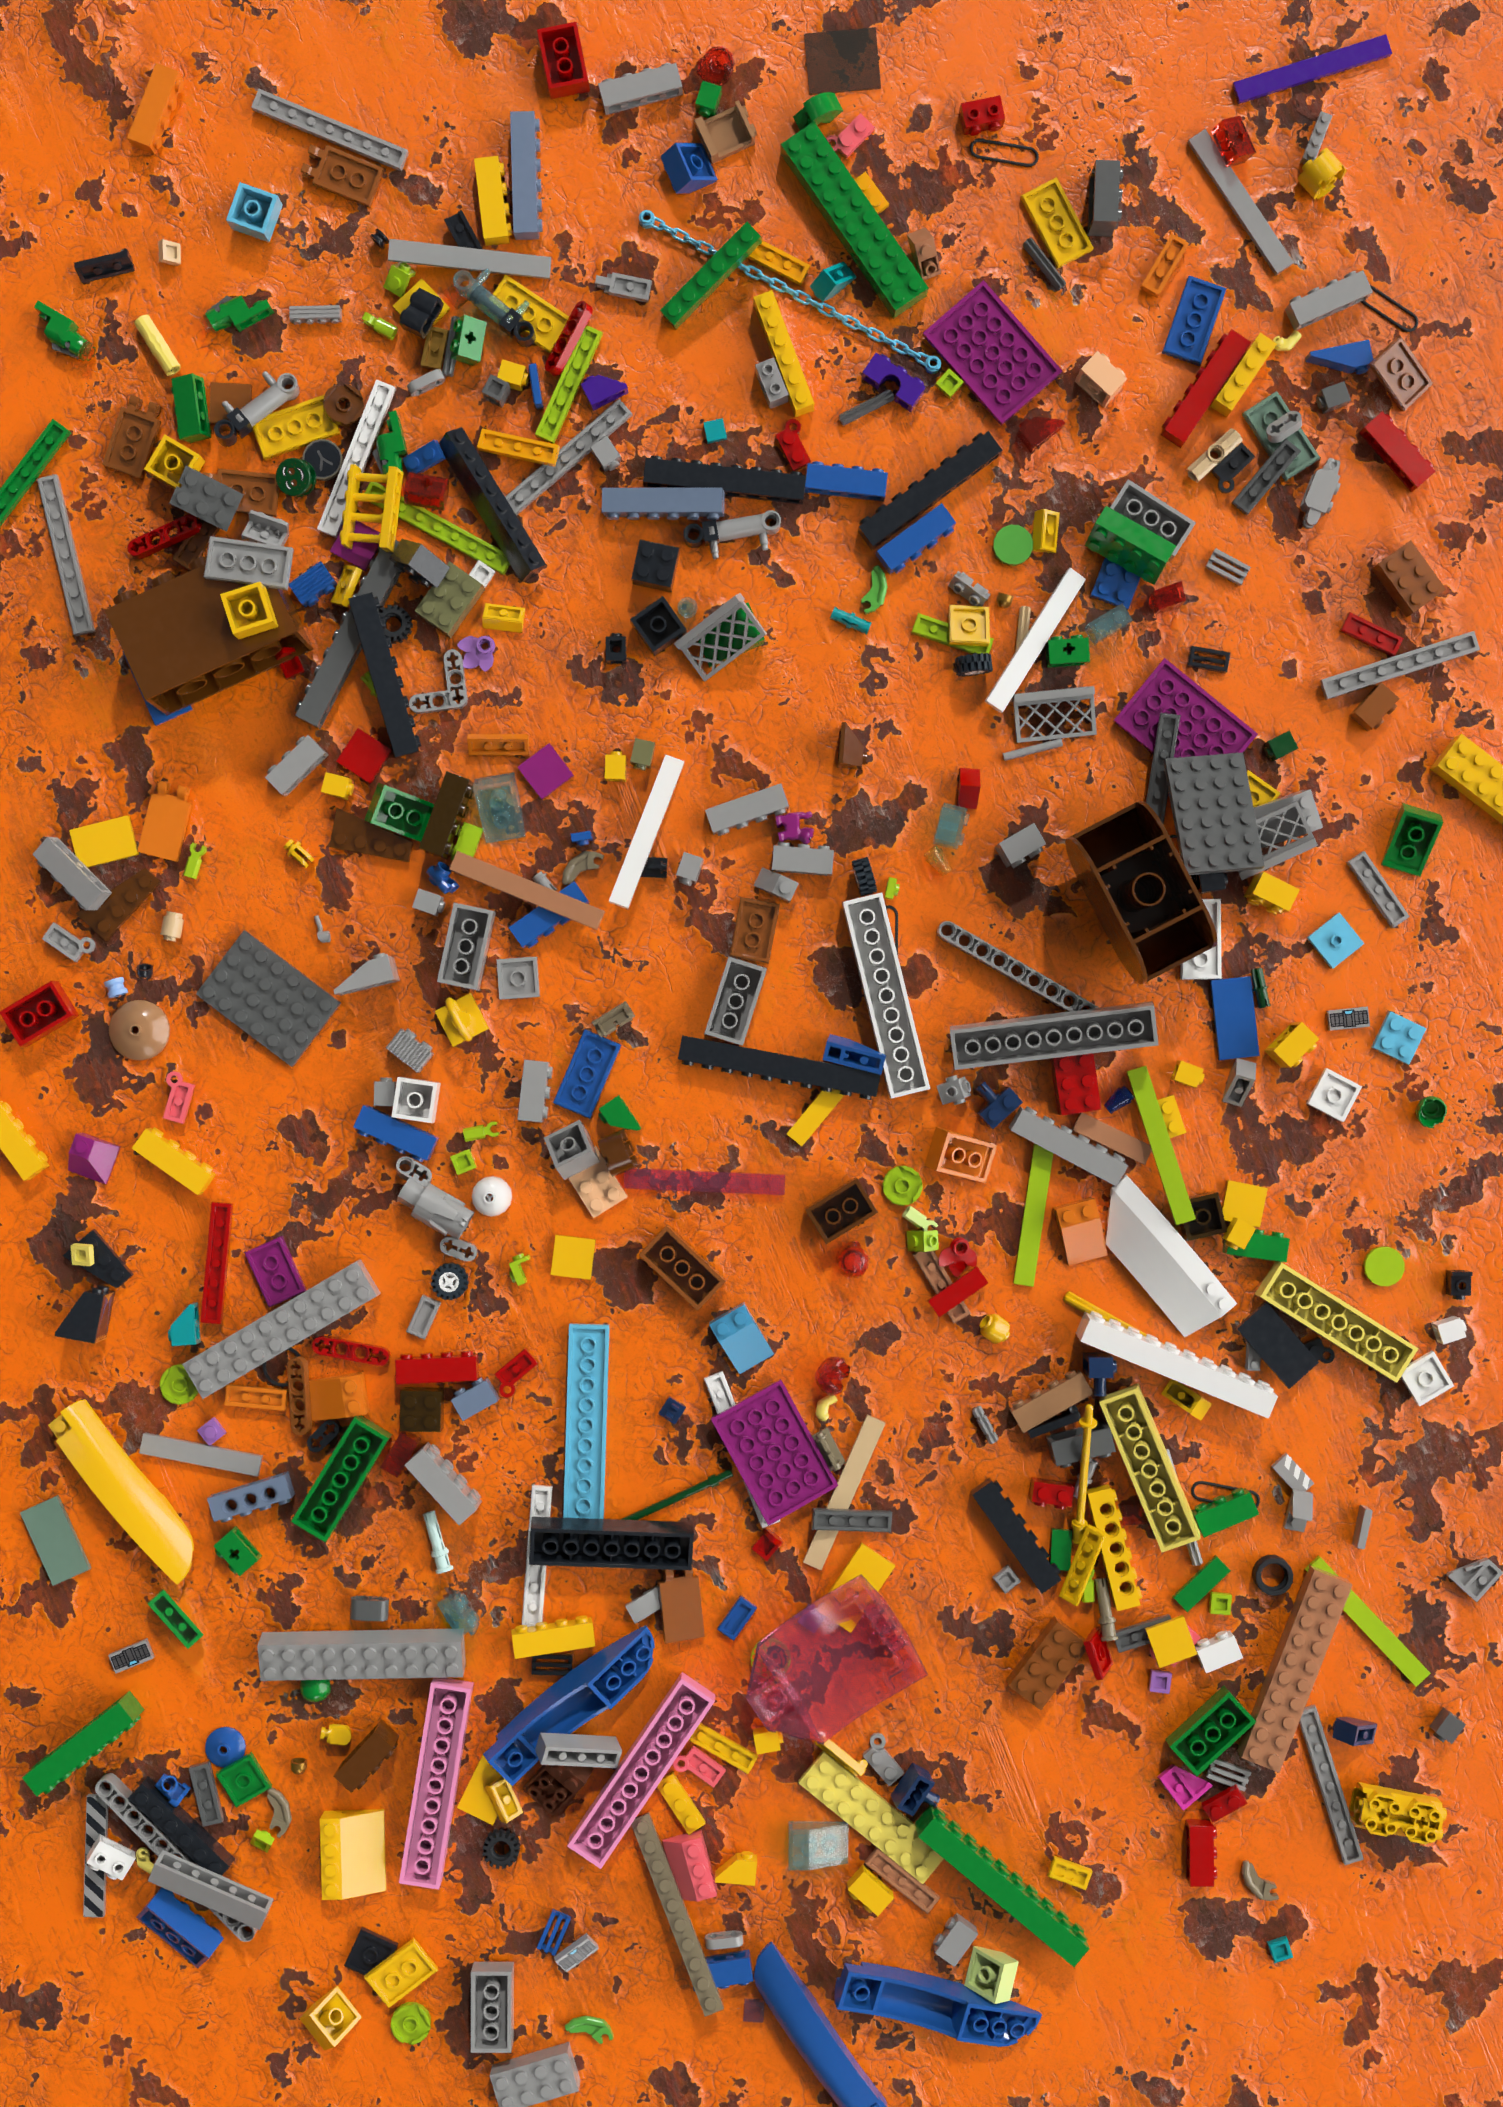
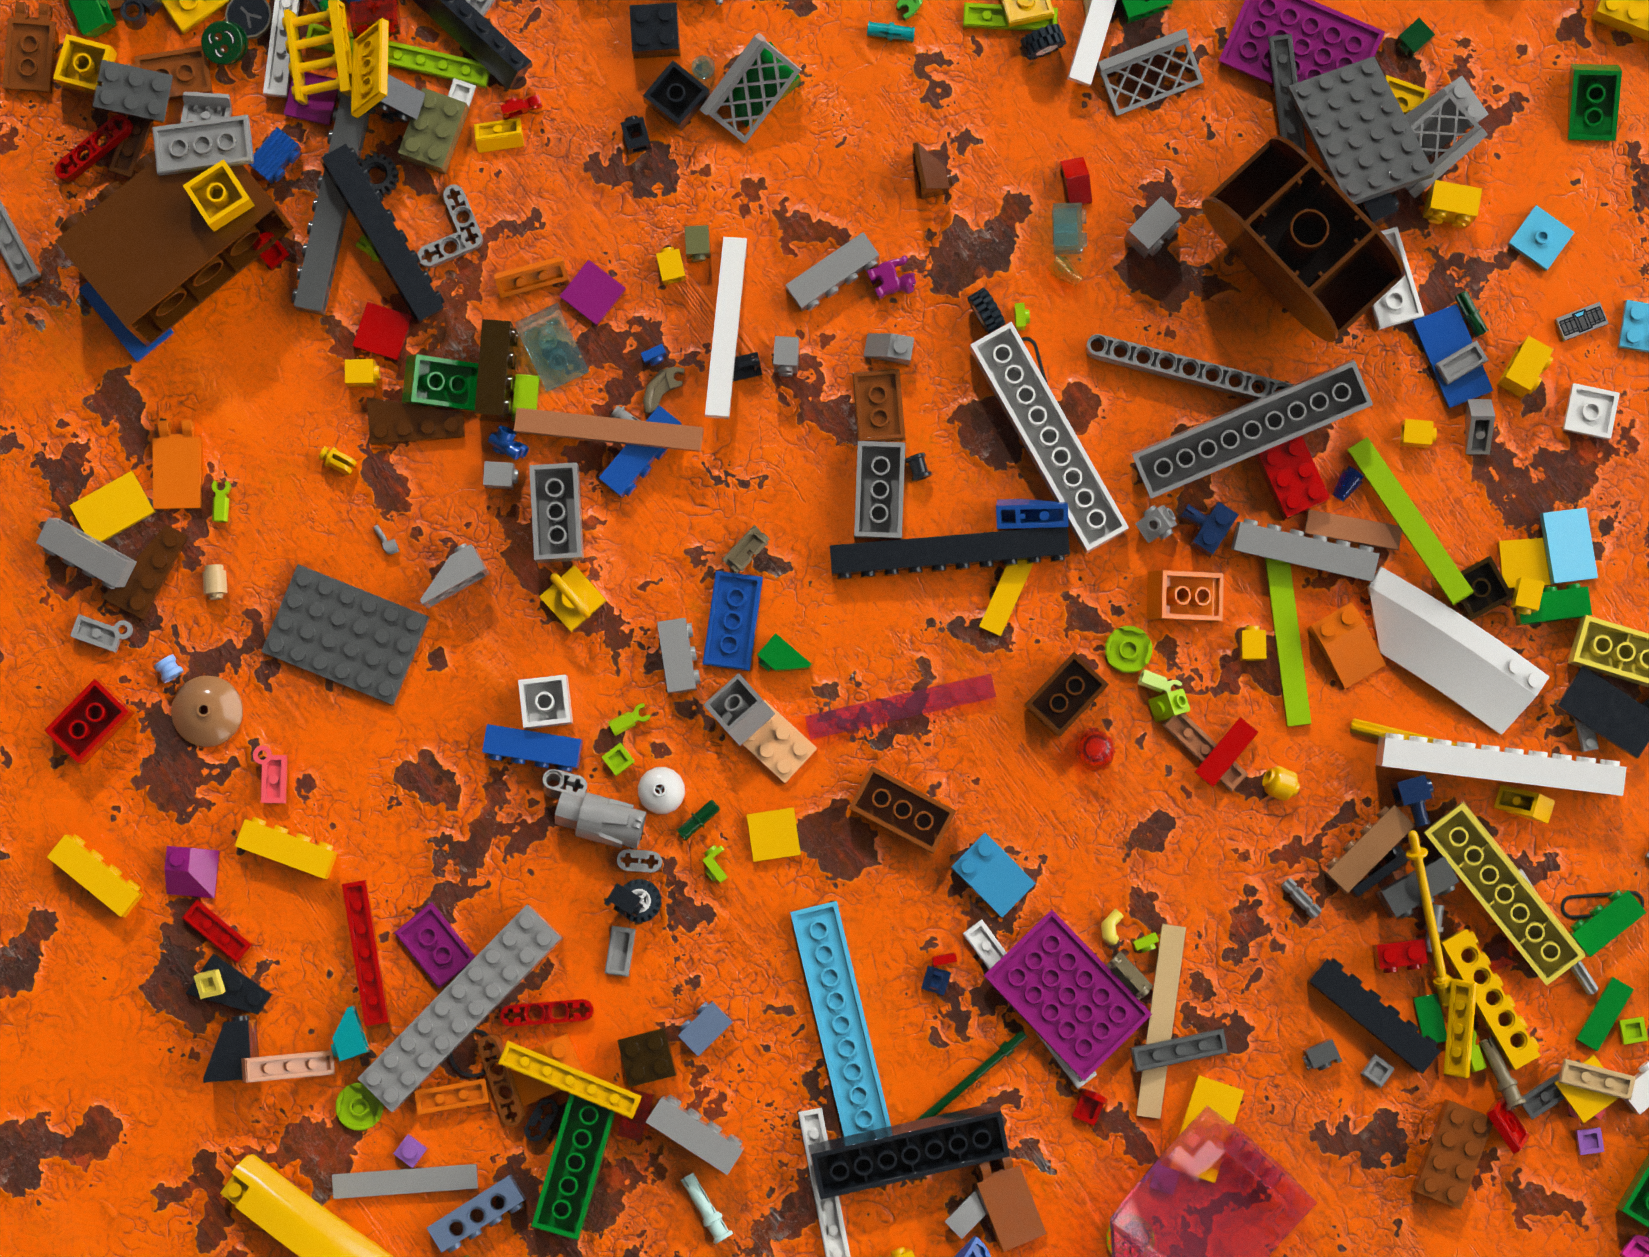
camera: 10 degrees left, 5 degrees down
(101, 1211) = (217, 931): none -> red tile
(127, 1339) = (287, 1066): none -> tile
(144, 971) = (196, 641): black hinge -> none
(296, 765) = (308, 362): light grey brick -> none
(349, 579) = (312, 147): yellow plate -> none
(353, 1413) = (570, 1079): none -> yellow tile
(384, 1092) = (507, 703): light grey brick -> none
(408, 533) = (369, 68): none -> yellow tile
(410, 1049) = (523, 647): light grey brick -> none
(436, 1280) = (624, 901): none -> black brick
(437, 1368) = (652, 1005): red brick -> none
(475, 655) = (477, 183): medium lavender plate -> none
(515, 1228) = (698, 819): none -> dark green axle
(515, 1370) = (742, 983): red hinge -> none
(518, 978) = (624, 533): light grey plate -> none
(521, 598) = (515, 107): none -> red plate
(618, 1153) = (793, 698): reddish brown brick -> none
(685, 1396) = (944, 959): none -> red tile
(737, 1618) = (1078, 1202): blue tile -> none
(773, 989) = (918, 467): none -> black bush
(802, 859) = (911, 311): light grey brick -> none
(831, 1374) = (1107, 887): clear red hair -> none
(849, 1427) = (1146, 943): none -> lime plate
(956, 1258) = (1215, 716): red plate -> none
(964, 1555) = (1321, 1055): none -> dark grey brick
(1004, 1209) = (1252, 644): none -> yellow brick
(1032, 749) = (1137, 118): light grey bar -> none
(1171, 1116) = (1413, 486): yellow plate -> none
(1180, 1637) = (1596, 1079): none -> tan tile
(1240, 1026) = (1461, 362): none -> light grey tile
(1283, 1199) = (1568, 545): none -> medium azure tile
(1377, 889) = (1572, 168): light grey tile -> none

